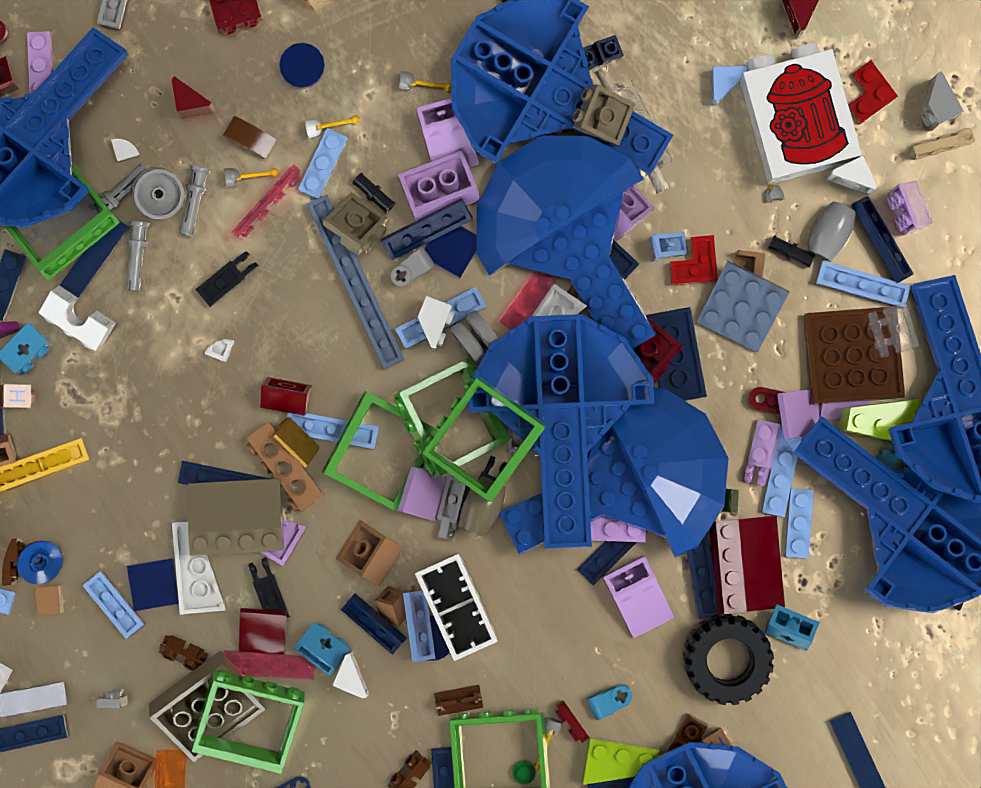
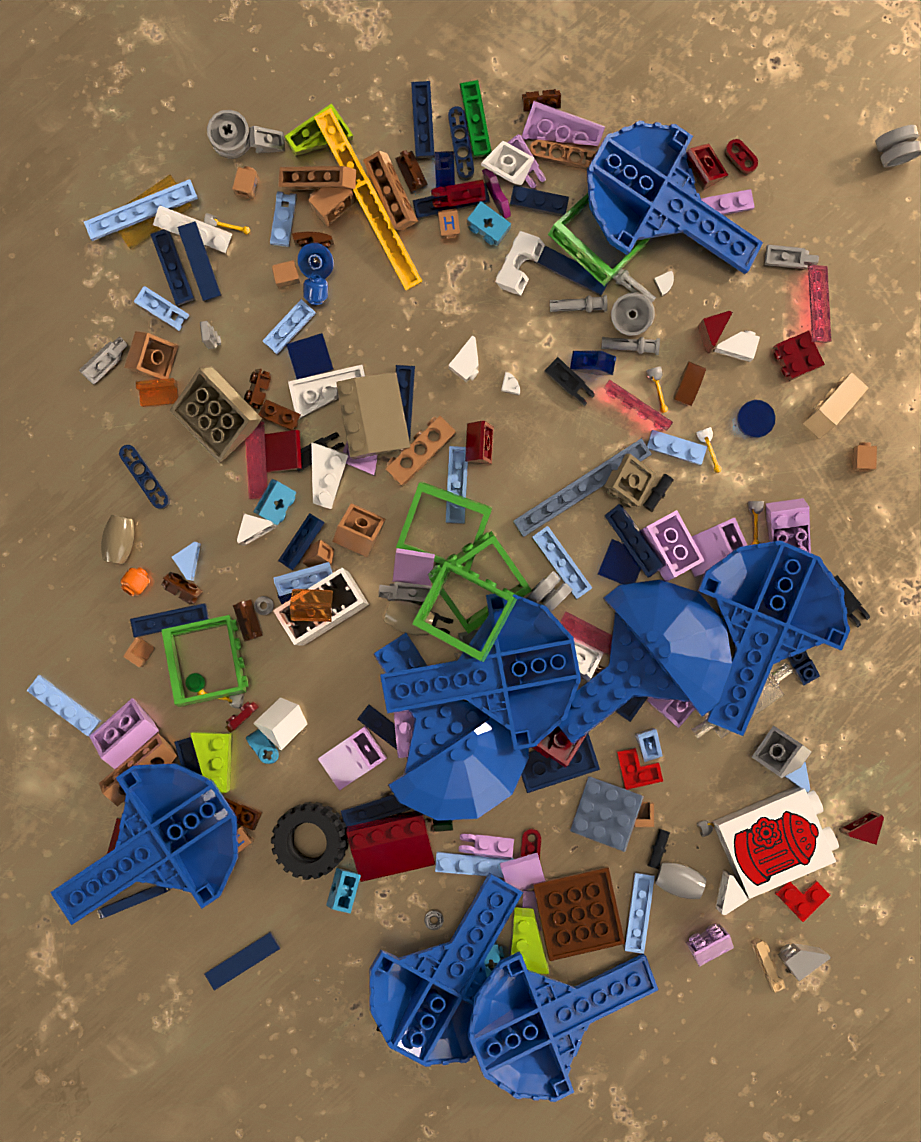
camera: 85 degrees right, 0 degrees up
(68, 756) = (160, 308): none -> light blue plate
(74, 566) = (315, 290): none -> blue head
(186, 398) = (466, 361): none -> white slope
(208, 248) = (593, 362): none -> clear blue slope
(213, 71) = (739, 346): none -> white slope
(218, 629) = (279, 415): none -> reddish brown hinge
(240, 752) = (181, 442): bright green window -> none
(296, 441) = (442, 456): pearl gold slope -> none
(296, 582) = (326, 473): none -> white wing
(377, 762) = (187, 560): none -> light blue slope
(414, 265) = (602, 534): light grey piece -> none
(431, 44) = (789, 523): none -> lavender slope
(433, 318) = (559, 556): white slope -> none
(443, 671) = (269, 602): none -> light grey plate
(454, 614) = (311, 605): none -> clear orange panel
(585, 675) = (281, 722): none -> white slope
(603, 114) = (752, 674): dark tan plate -> none
(698, 93) = (781, 753): none -> light grey slope
(799, 523) = (431, 885): light blue plate -> none
(847, 529) = (434, 926): none -> light grey plate
(882, 239) = (679, 924): dark blue tile -> none
(899, 327) = (607, 949): clear plate -> none

